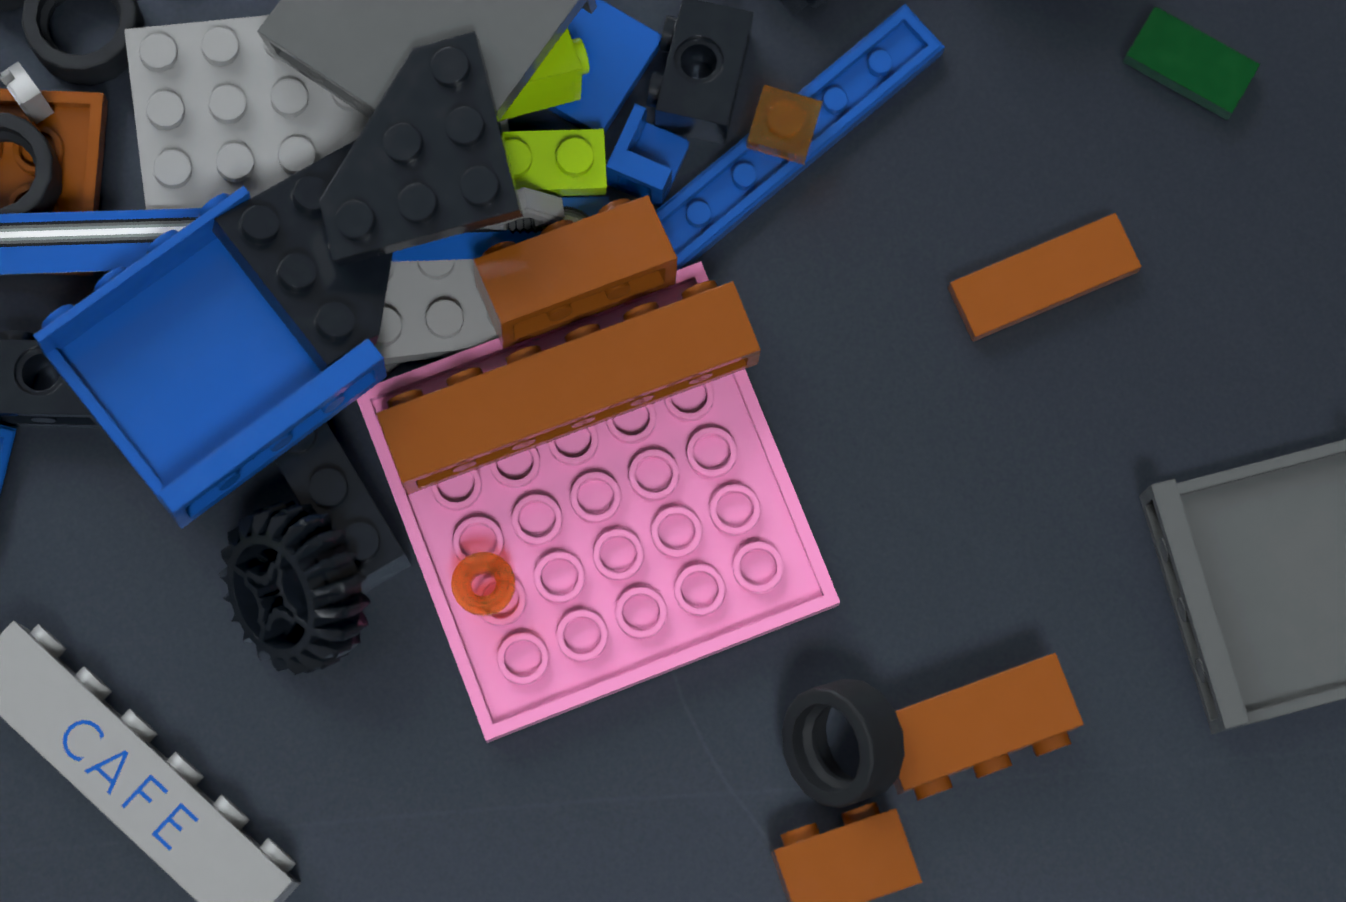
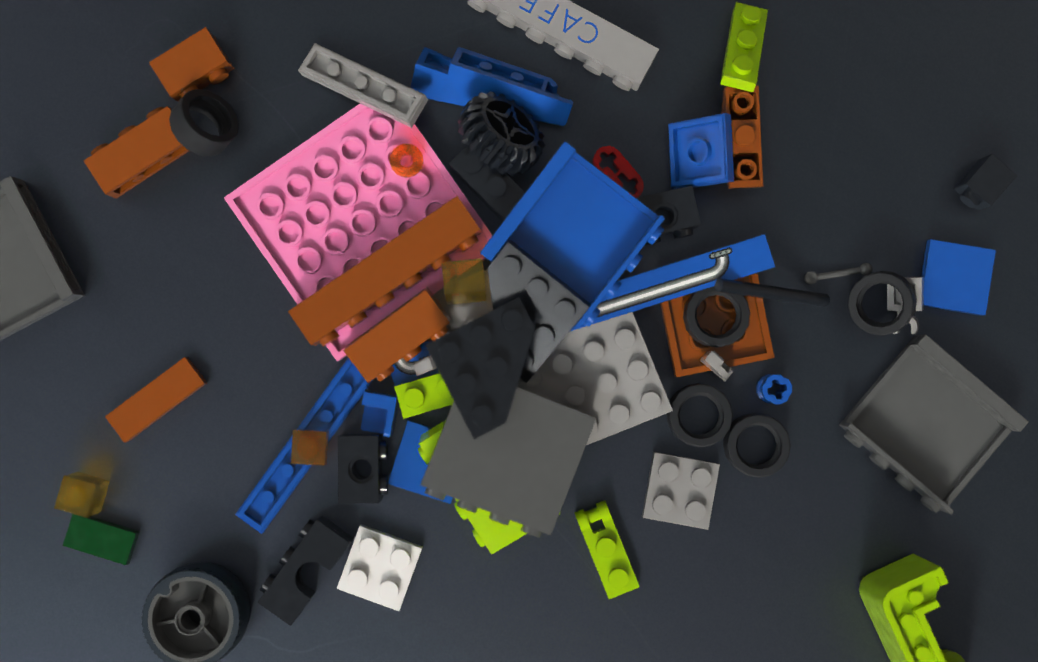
camera: 170 degrees right, 10 degrees up
(92, 485) = (621, 165): none -> red beam
(314, 717) = (471, 73): none -> blue wedge
(431, 334) = (464, 281): none -> clear yellow panel
(531, 748) = (363, 85): none -> light grey tile
(1206, 138) = (81, 494): none -> clear yellow brick

